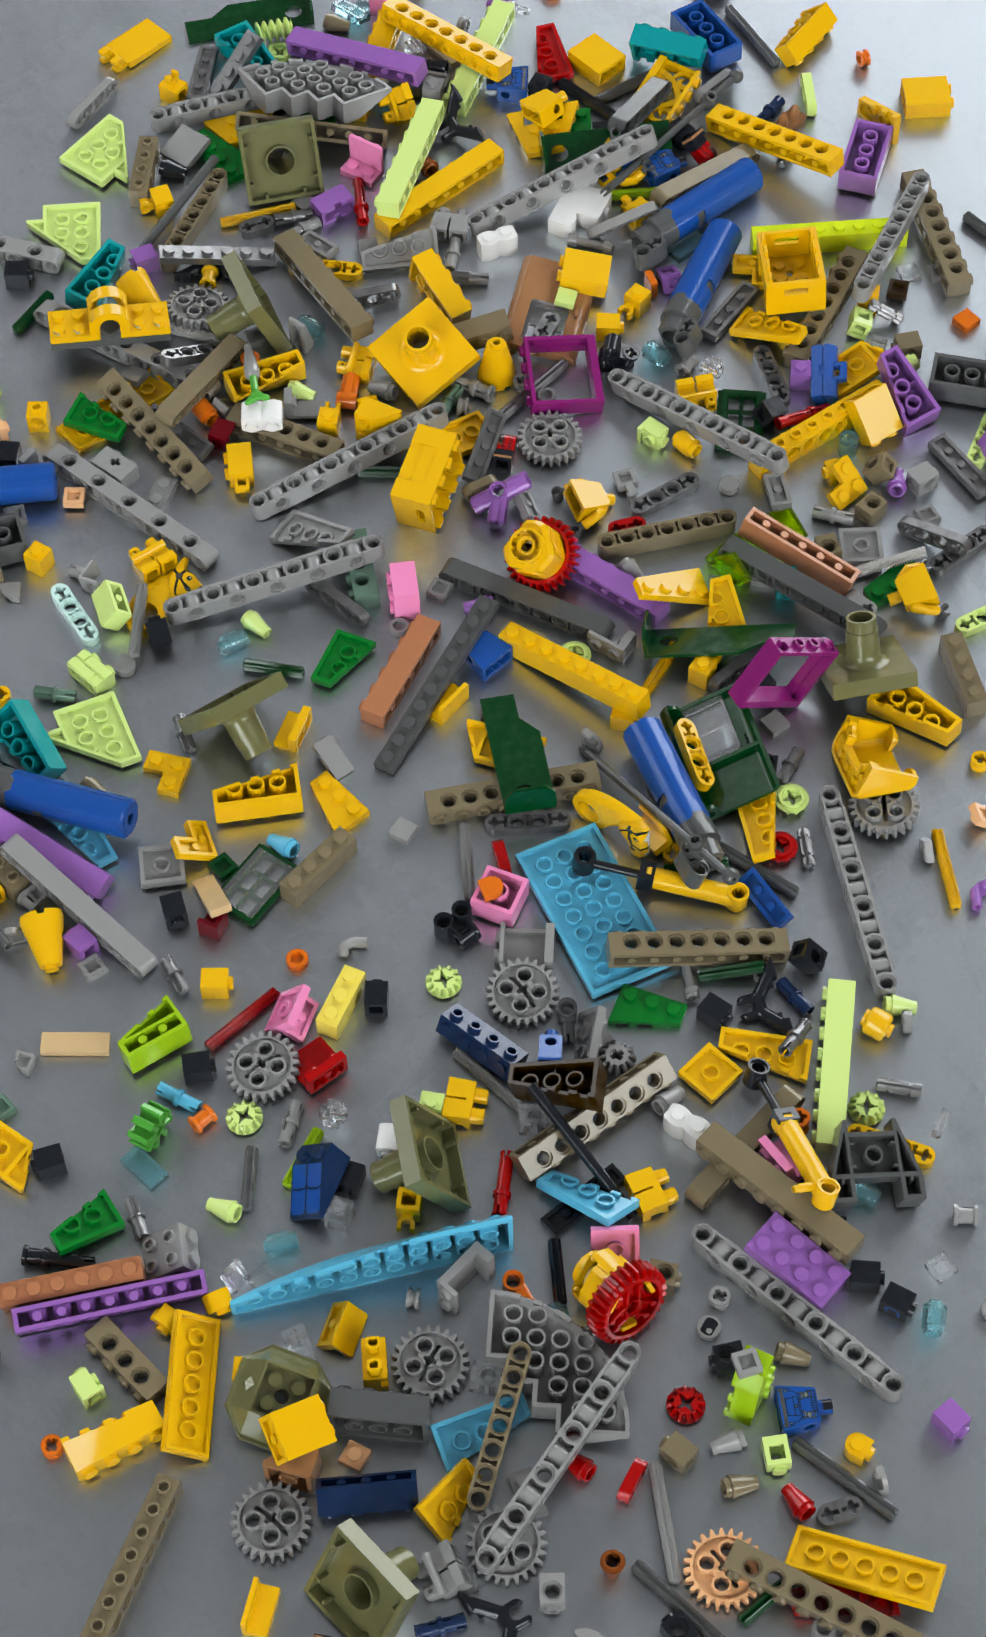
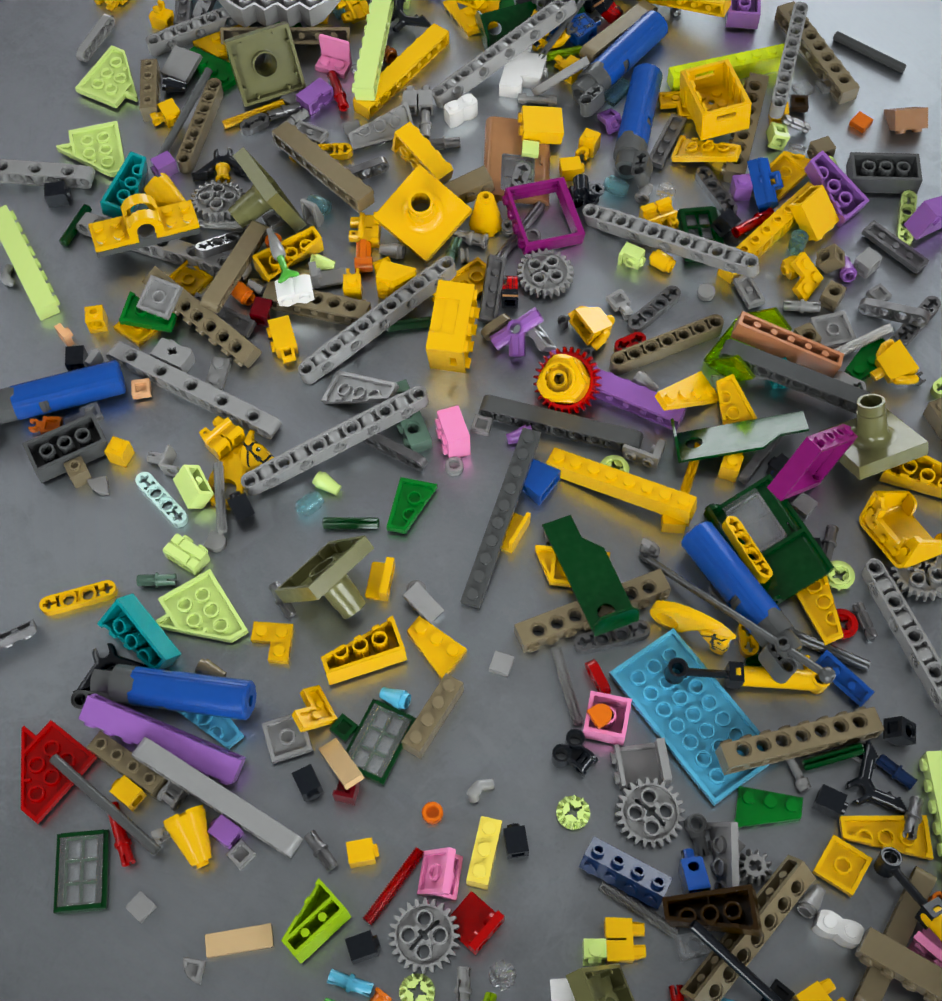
camera: 10 degrees left, 5 degrees up
(111, 402) = (159, 297): none -> light grey tile
(135, 375) = (175, 269): light grey tile -> none
(212, 255) = (223, 153): flat silver plate -> none
(400, 671) = (465, 508): nougat brick -> none
(651, 283) = (596, 125): orange tile -> none
(659, 835) = (735, 627): yellow panel -> none

